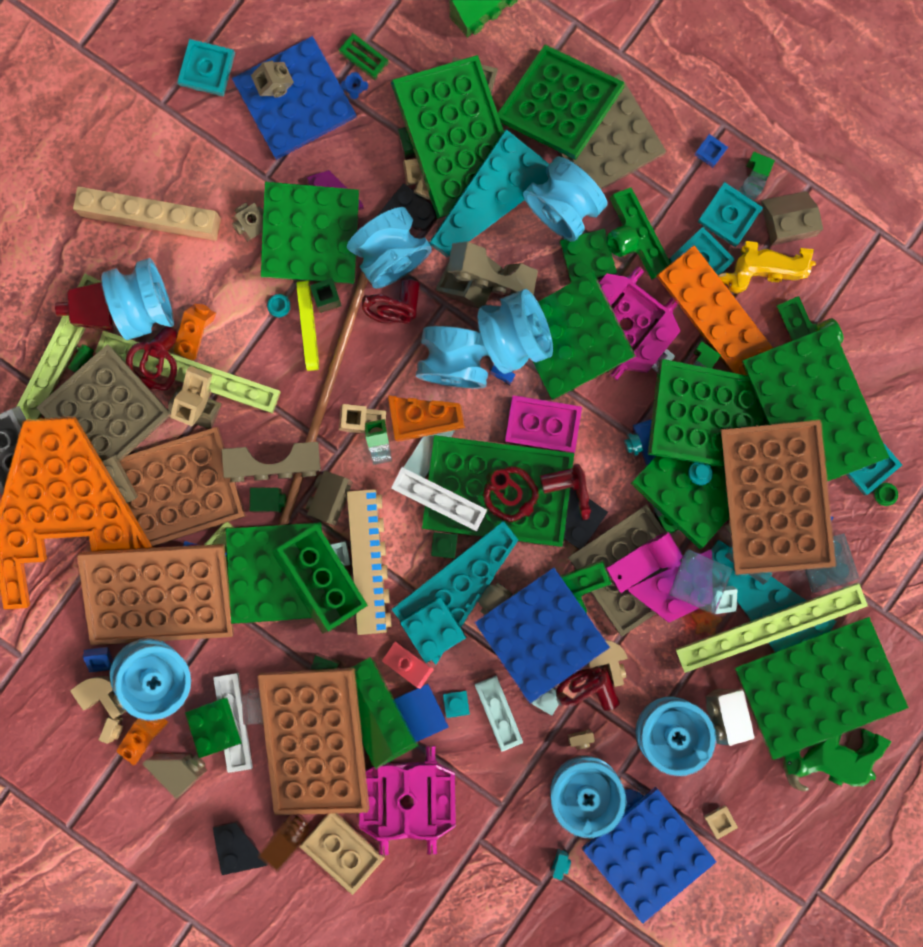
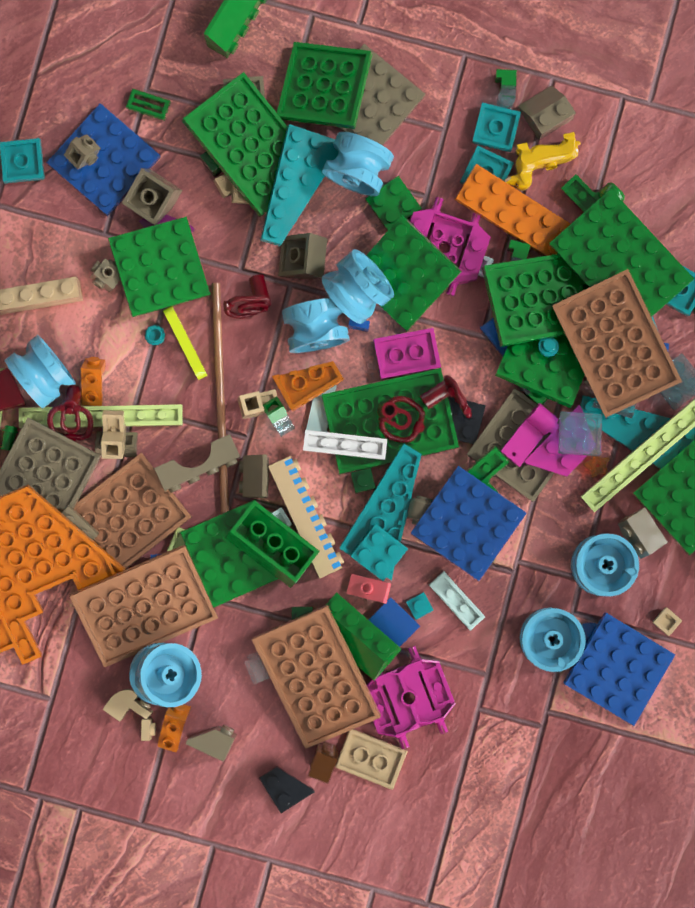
camera: 20 degrees left, 0 degrees up
(98, 659) = (115, 677): blue plate -> none
(213, 727) = (230, 697): green plate -> none
(239, 756) = (243, 687): white plate -> none
(267, 500) = (204, 497): dark green brick -> none
(325, 295) = (191, 312): dark green brick -> none
(330, 154) = (151, 196): none -> dark tan slope
(351, 79) = (148, 125): blue plate -> none
(388, 247) = (229, 255): medium azure piece -> none
(418, 208) = (232, 218): black wing -> none
(471, 263) = (301, 244): dark tan arch -> none
(547, 702) = (493, 575): light aqua plate -> none
(561, 864) = (551, 703): teal plate -> none
(581, 739) = (531, 596): tan plate -> none
(600, 683) = (526, 545): dark red piece -> none
(611, 658) = (531, 521): tan brick -> none
(633, 444) = (486, 343): teal plate -> none
(636, 234) = (425, 171): green plate -> none
(711, 150) = (462, 80): blue plate -> none
(728, 601) = (608, 441): light aqua plate -> none

